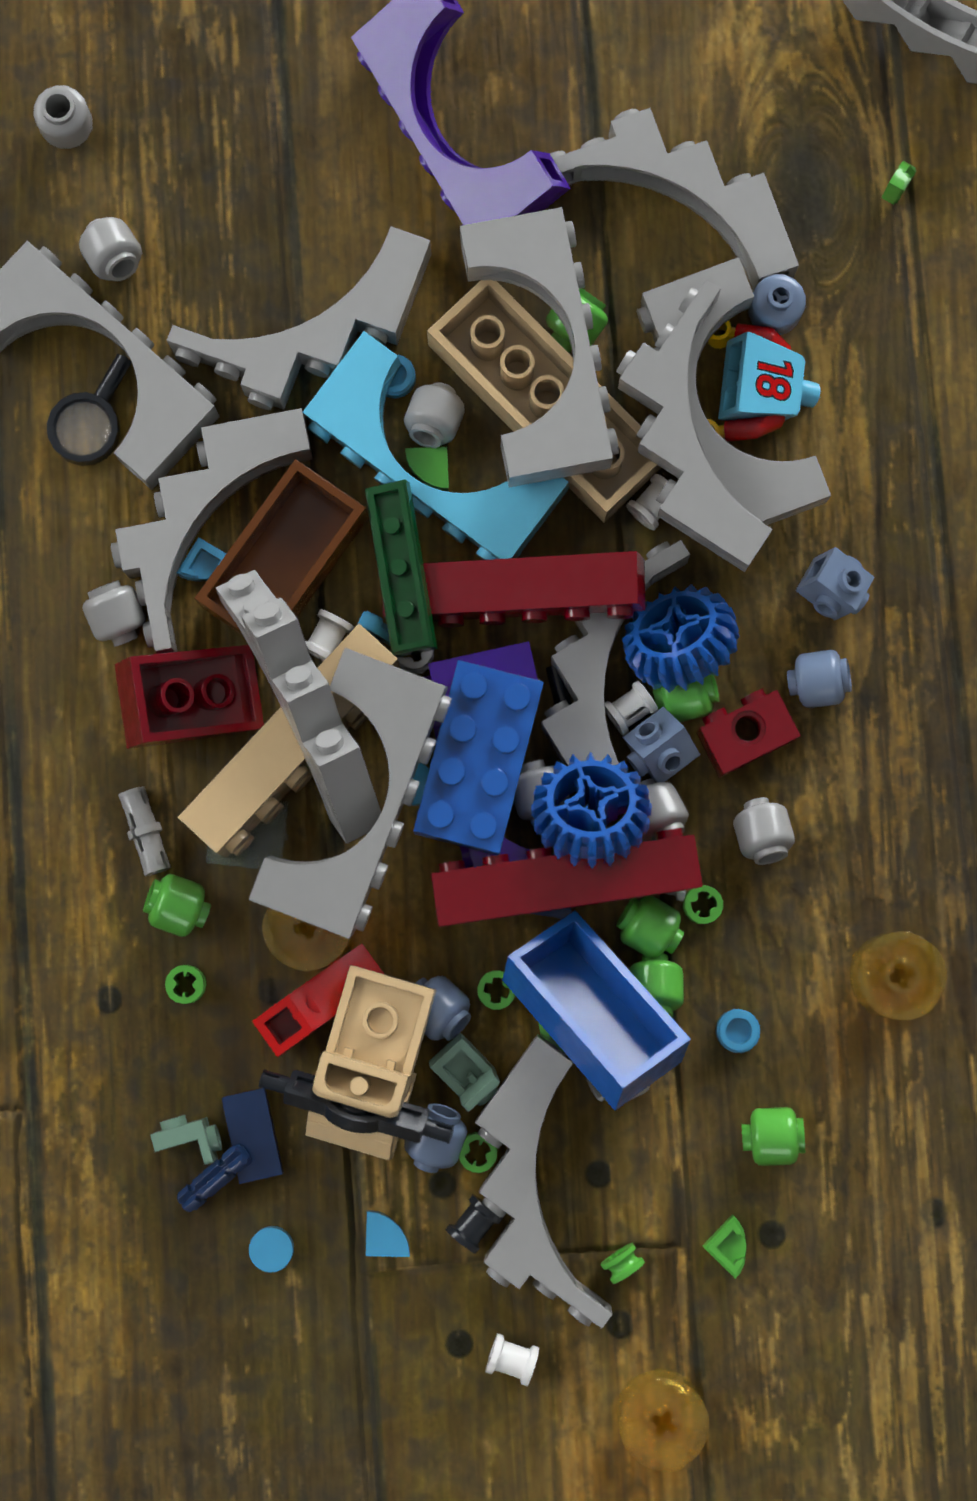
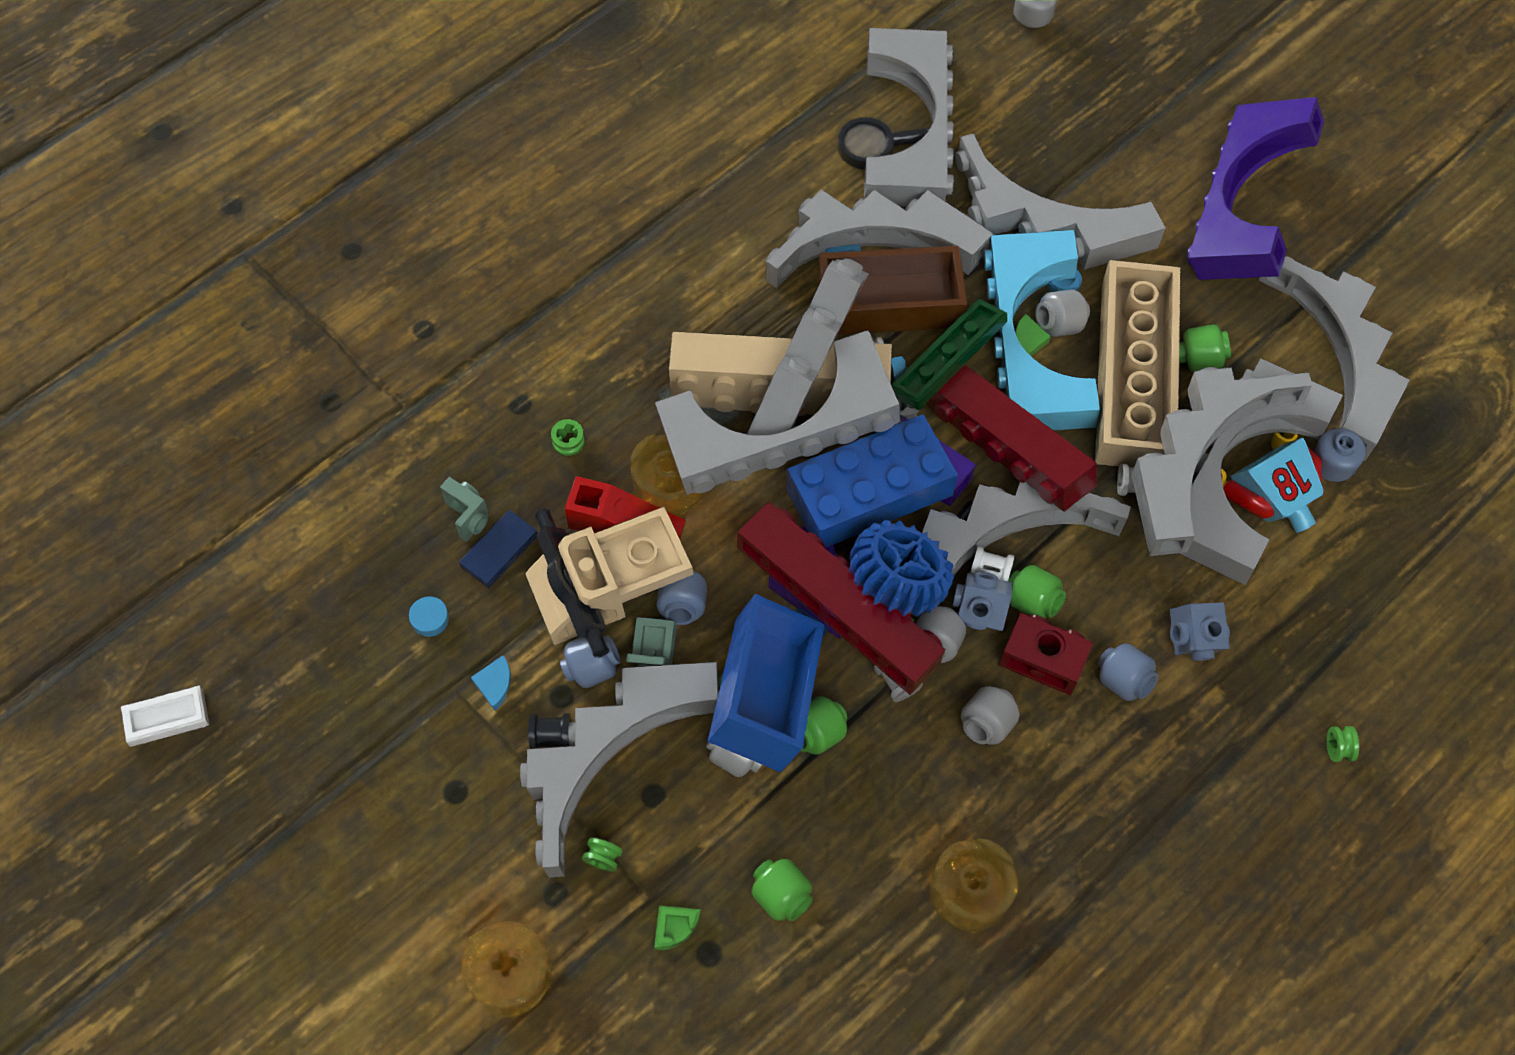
camera: 50 degrees right, 20 degrees down
(110, 249) = (984, 79): light grey head -> none
(114, 613) = (768, 229): light grey head -> none
(144, 831) = (647, 344): light grey pin -> none
(176, 905) = (615, 391): bright green head -> none
(188, 695) = (751, 298): dark red slope -> none
(214, 1178) = (450, 542): dark blue axle -> none
(485, 997) = (714, 626): bright green bush -> none
(490, 1155) = (599, 689): bright green bush -> none
(512, 1359) = (471, 830): white bush -> none
(537, 256) = (1132, 376): light grey arch -> none
(650, 926) = (857, 688): bright green head -> none
(680, 638) = (1067, 553): blue gear -> none
(713, 913) = (901, 706): bright green bush -> none
(737, 1030) = (835, 811): dark azure tile -> none
(899, 182) = (1493, 472): bright green tile -> none

